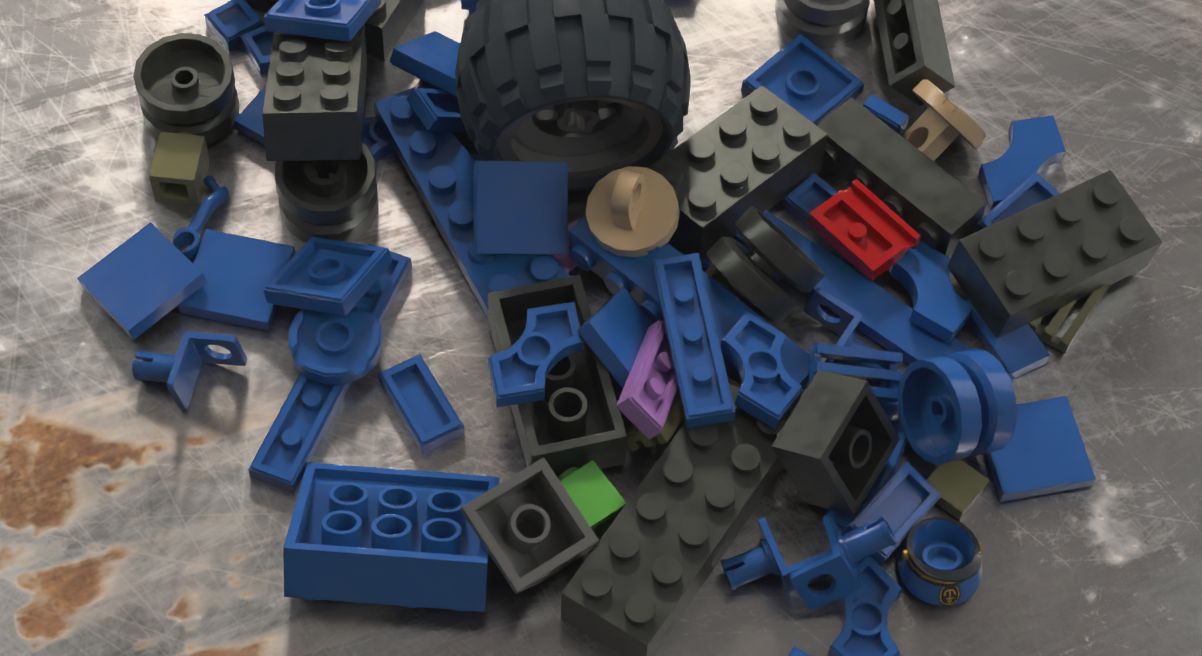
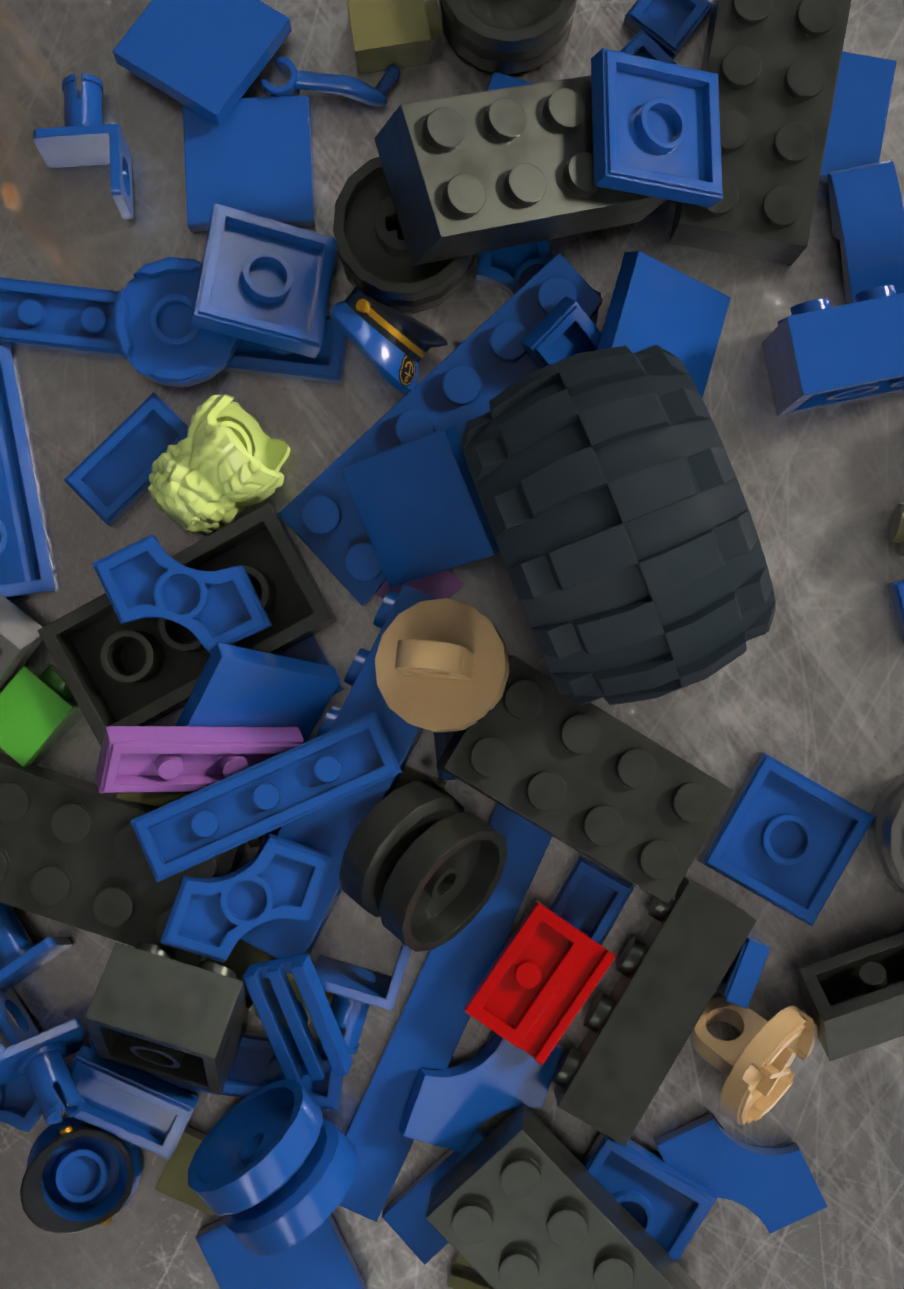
camera: 75 degrees right, 30 degrees up
(393, 209) = (386, 337): none -> piece
(449, 333) = (217, 468): none -> yellowish green hair

